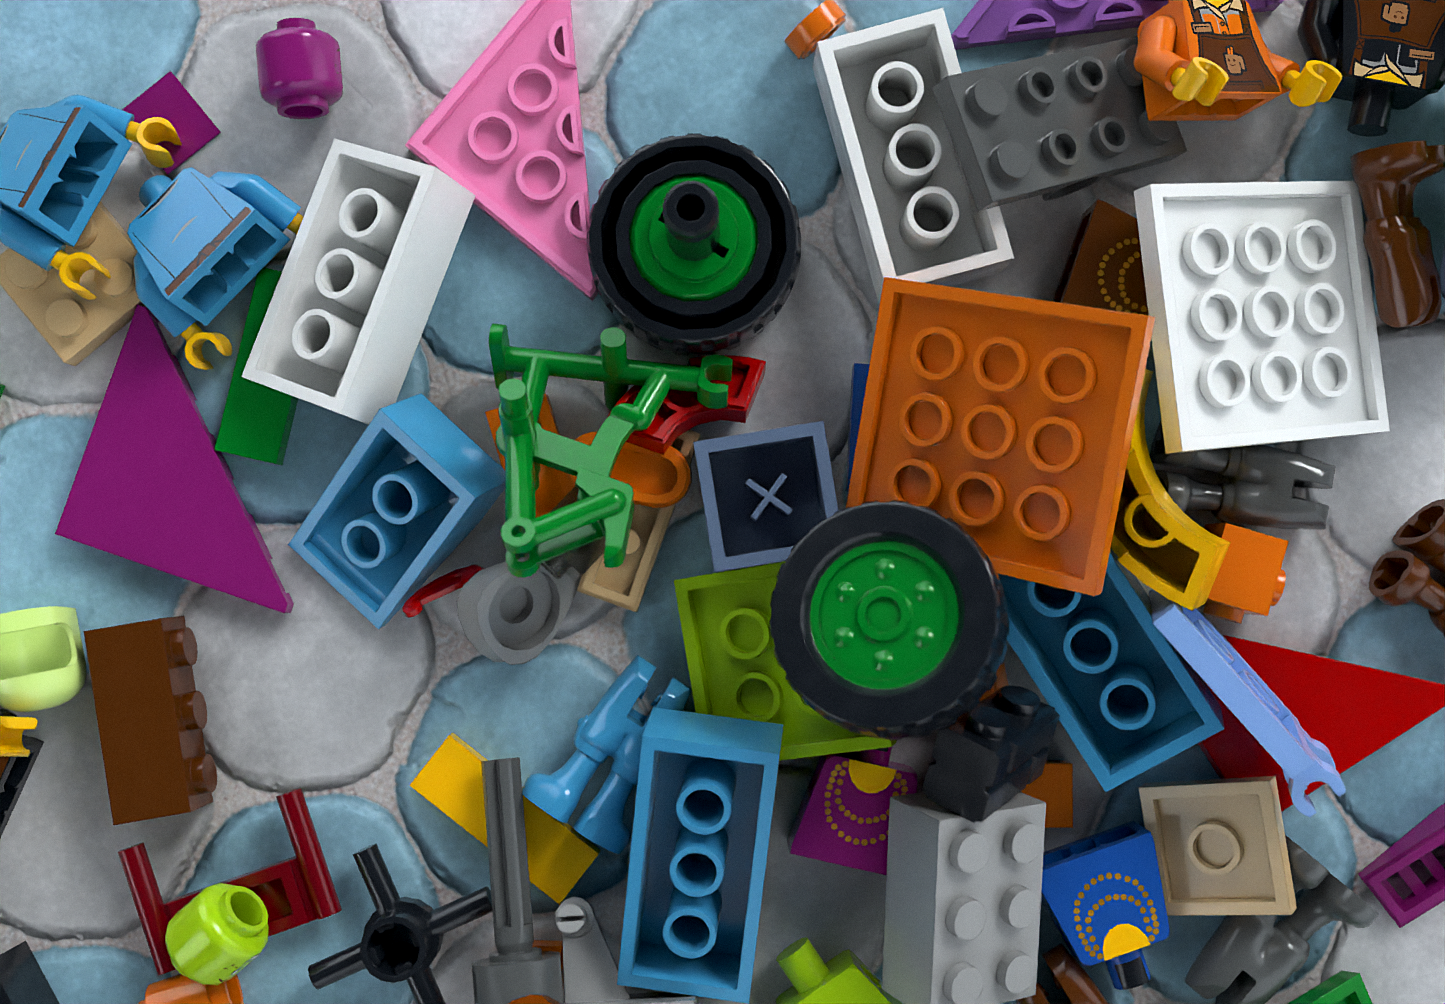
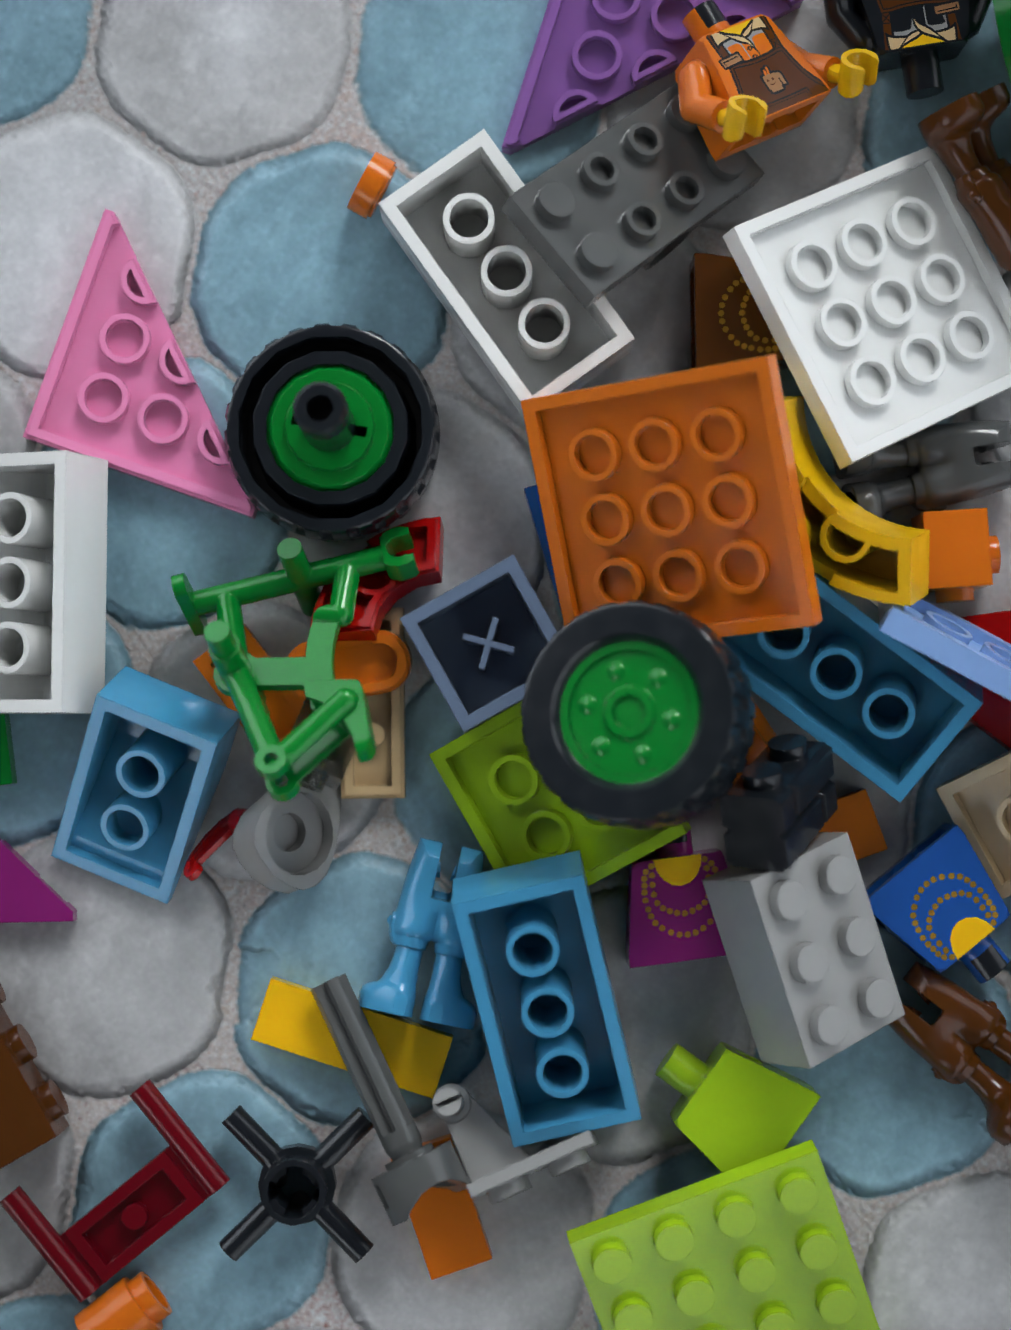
camera: 25 degrees left, 0 degrees up
(217, 933) = (124, 1238): lime head -> none

